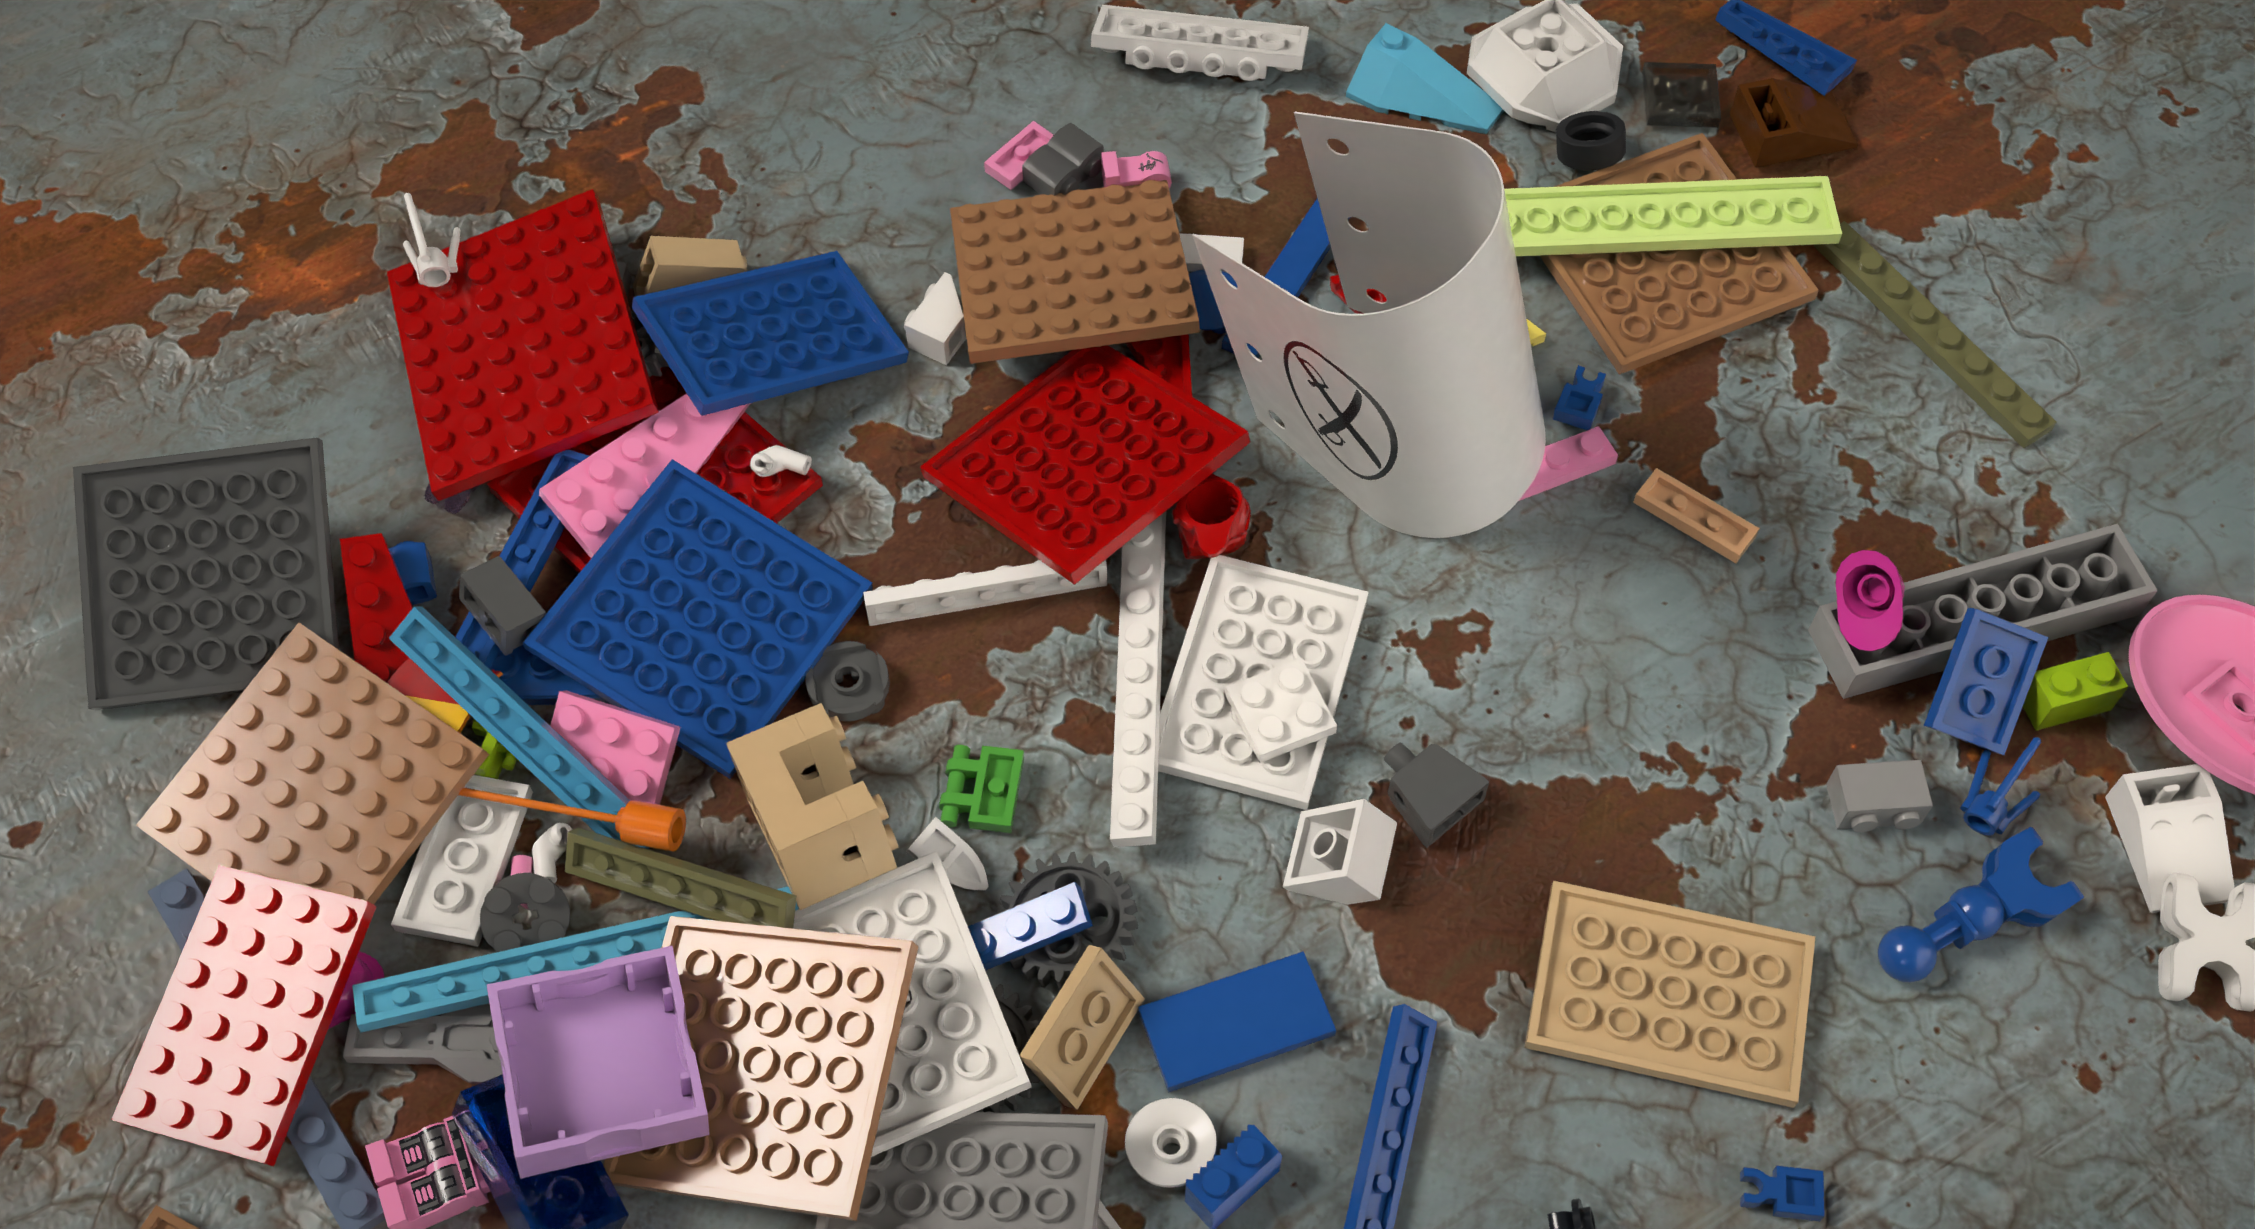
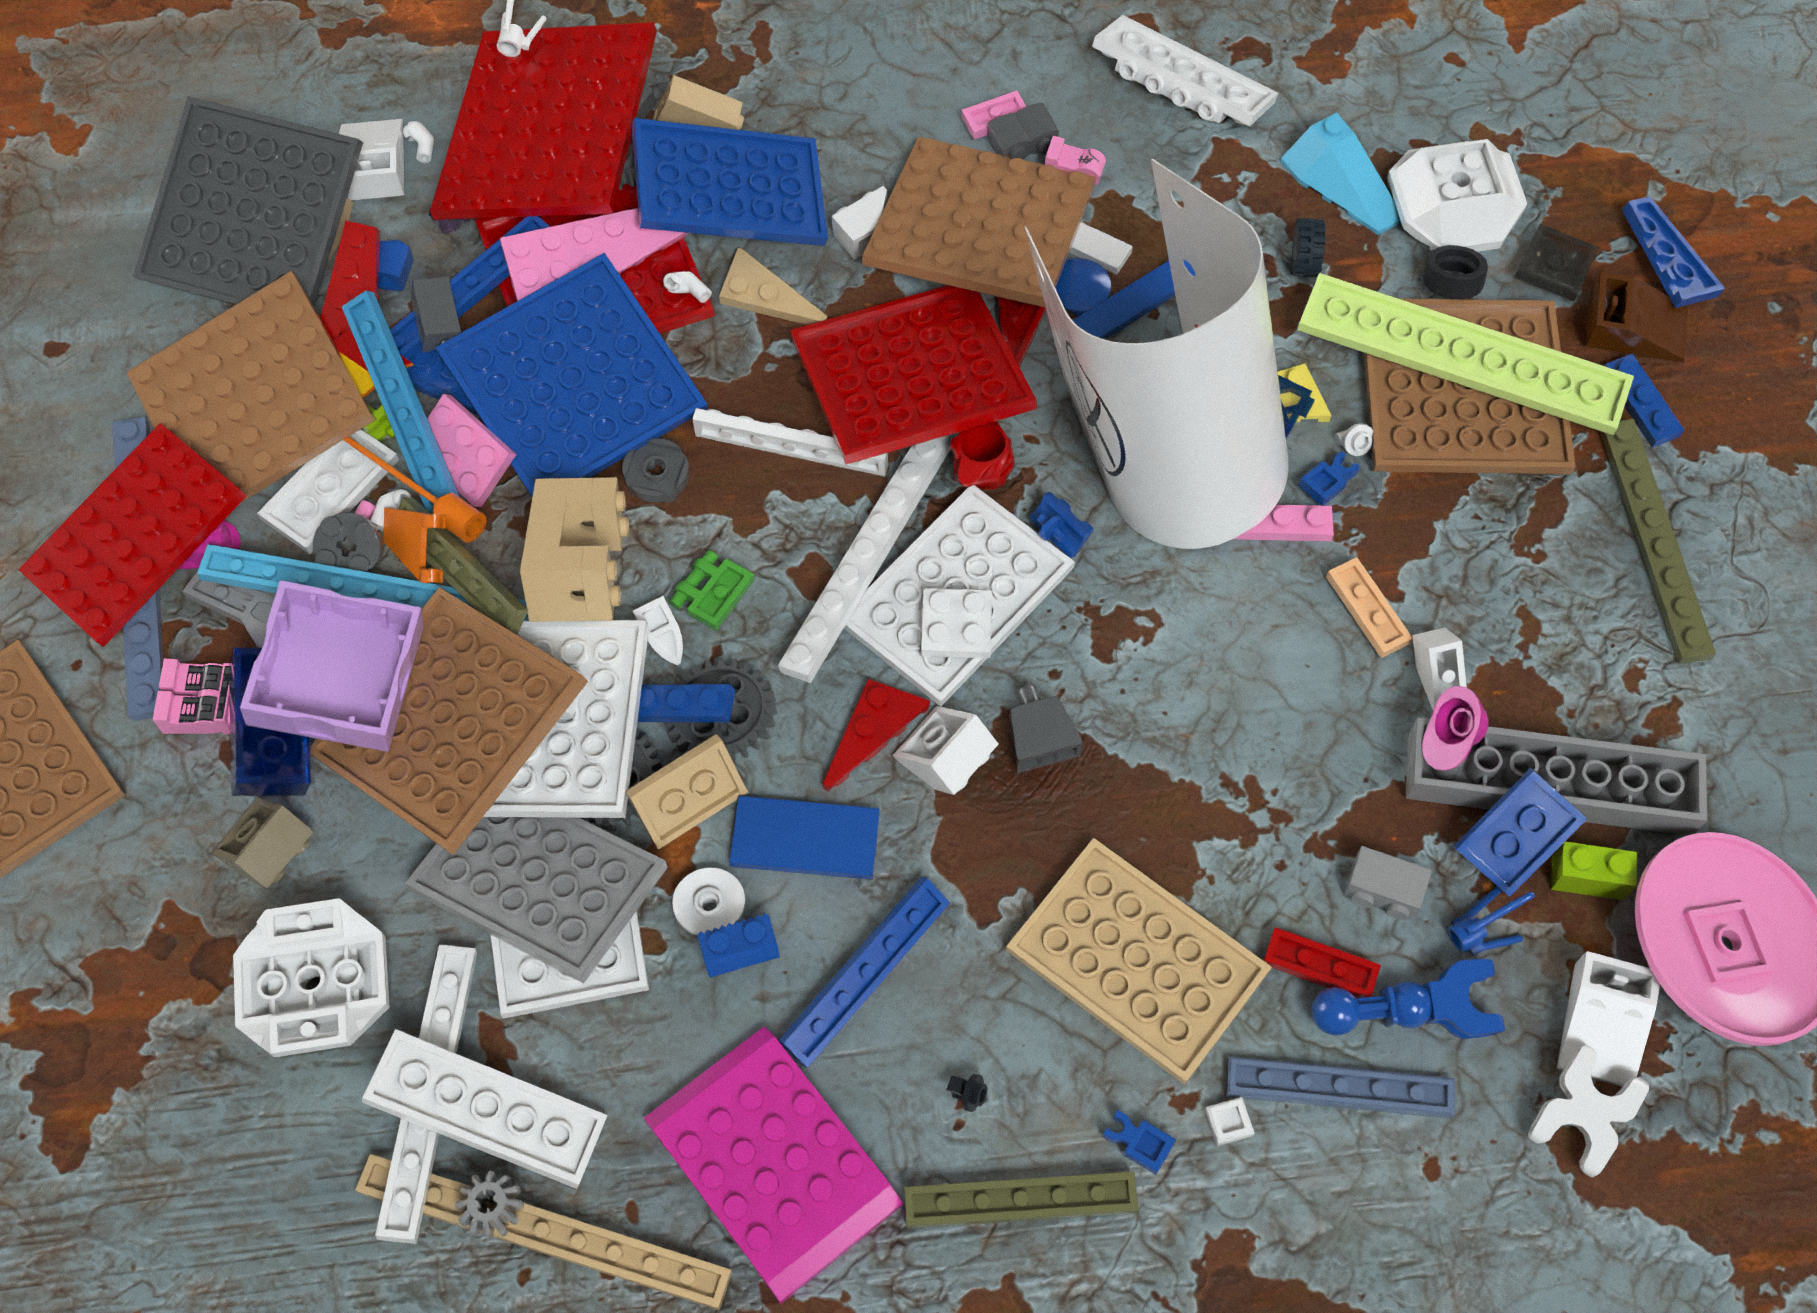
camera: 25 degrees right, 5 degrees up
(346, 465) = (380, 161): none -> white slope
(364, 411) = (423, 137): none -> white arm
(597, 876) = (407, 538): none -> orange flag
(859, 438) = (759, 290): none -> tan wing
(1245, 854) = (877, 718): none -> red wing
(1332, 559) = (1060, 525): none -> blue hips
(1584, 348) = (1356, 439): none -> white plate
(1803, 546) = (1439, 662): none -> white slope
(1855, 207) = (1647, 405): none -> blue plate
(1860, 910) = (1321, 963): none -> red plate
(1861, 1125) = (1229, 1121): none -> white tile
(1950, 1035) = (1340, 1087): none -> sand blue tile

